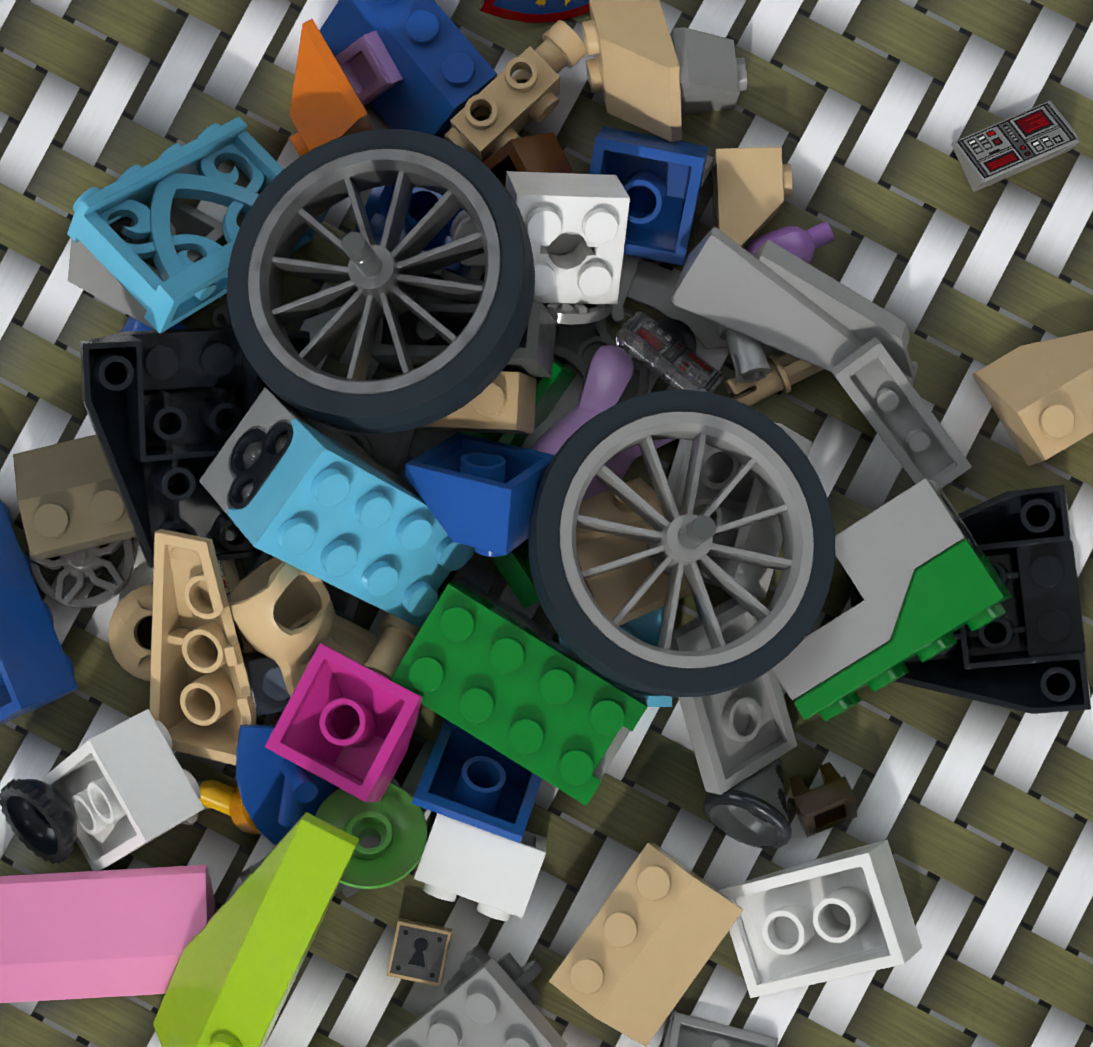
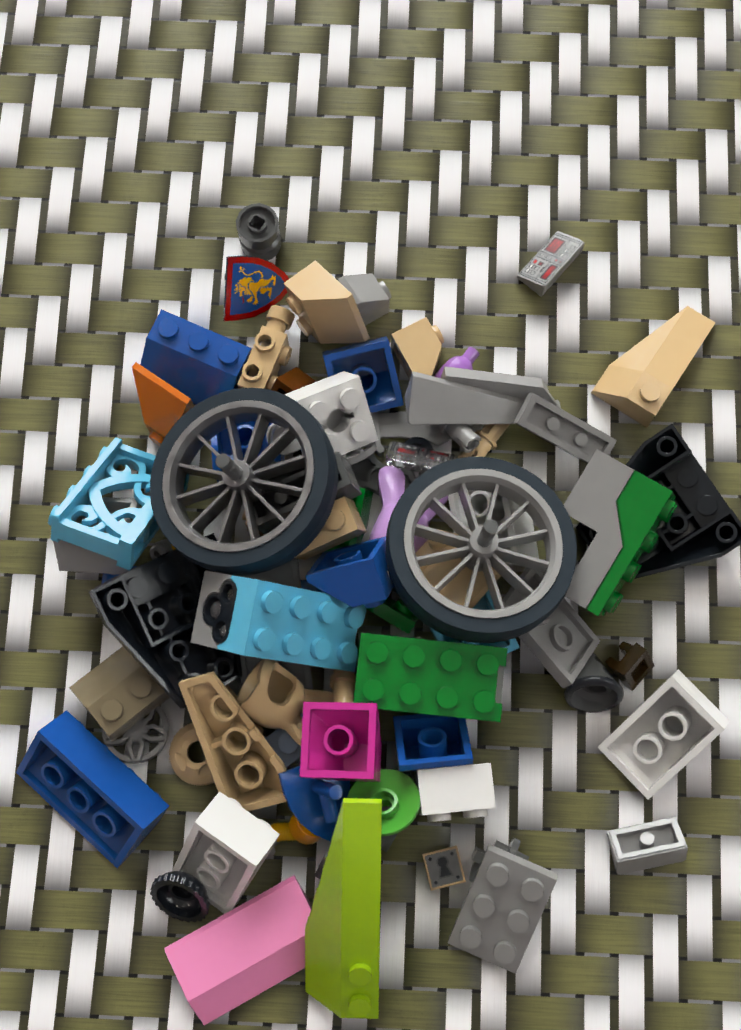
camera: 25 degrees left, 10 degrees down
(368, 67) = (178, 375): lavender tile -> none
(646, 945) = (573, 795): tan slope -> none

